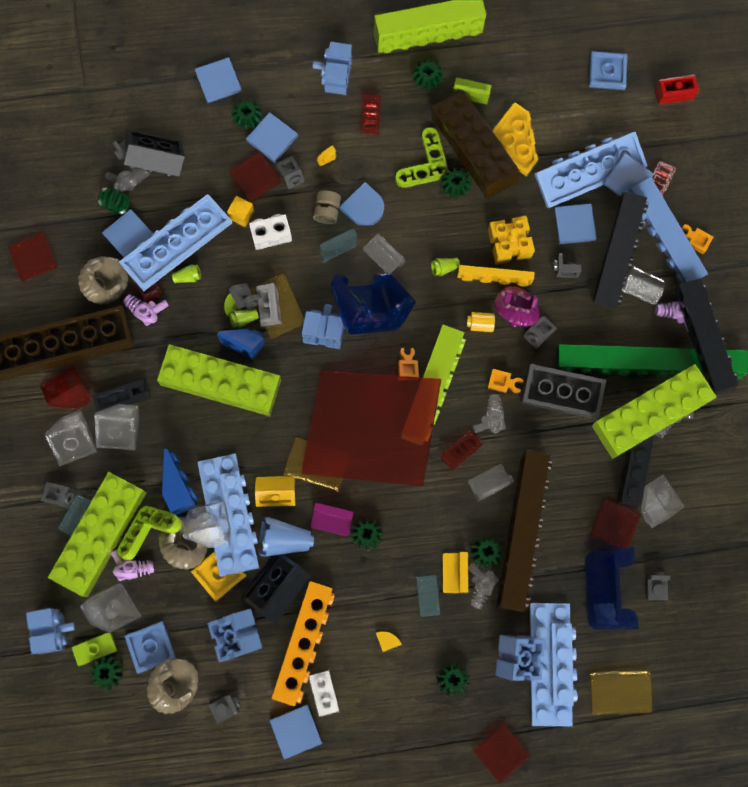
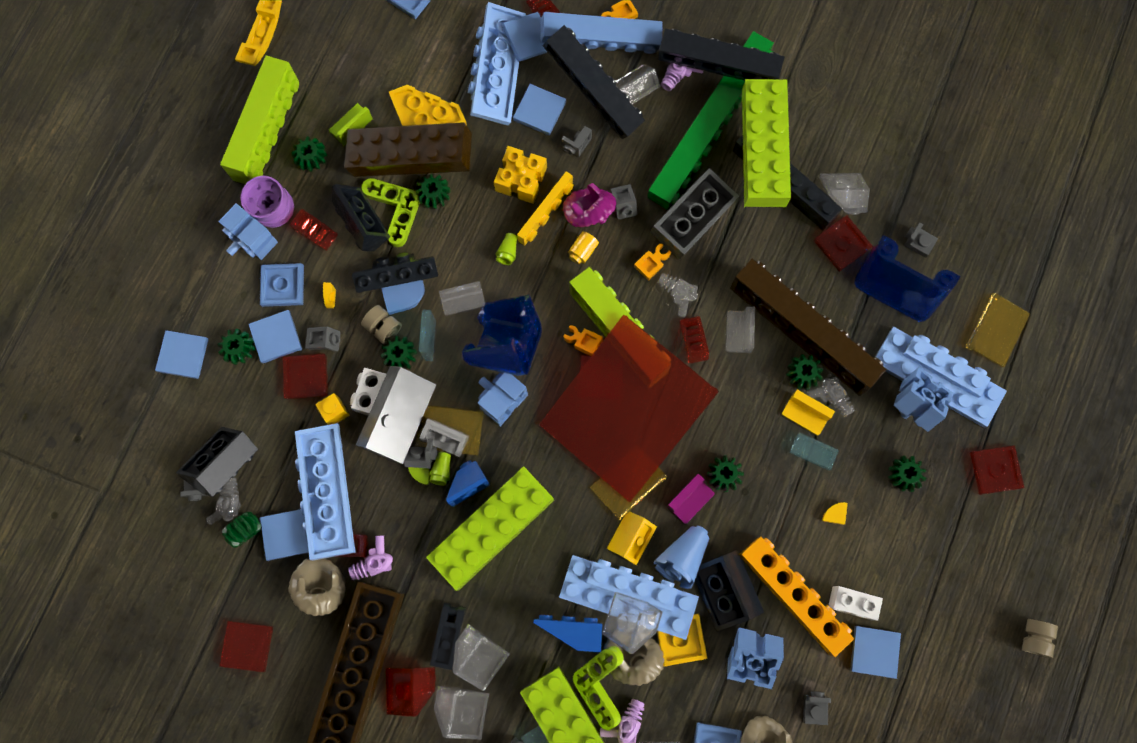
camera: 50 degrees left, 0 degrees up
(187, 274) = (363, 498): lime cone -> none
(263, 258) = (396, 414): none -> brick
(305, 237) = (391, 350): none -> dark green gear
(314, 118) = (281, 284): none -> medium blue tile
(369, 67) = (260, 194): none -> medium lavender wheel
(374, 192) = (394, 271): none -> black bracket
(400, 141) = (359, 217): none -> black slope

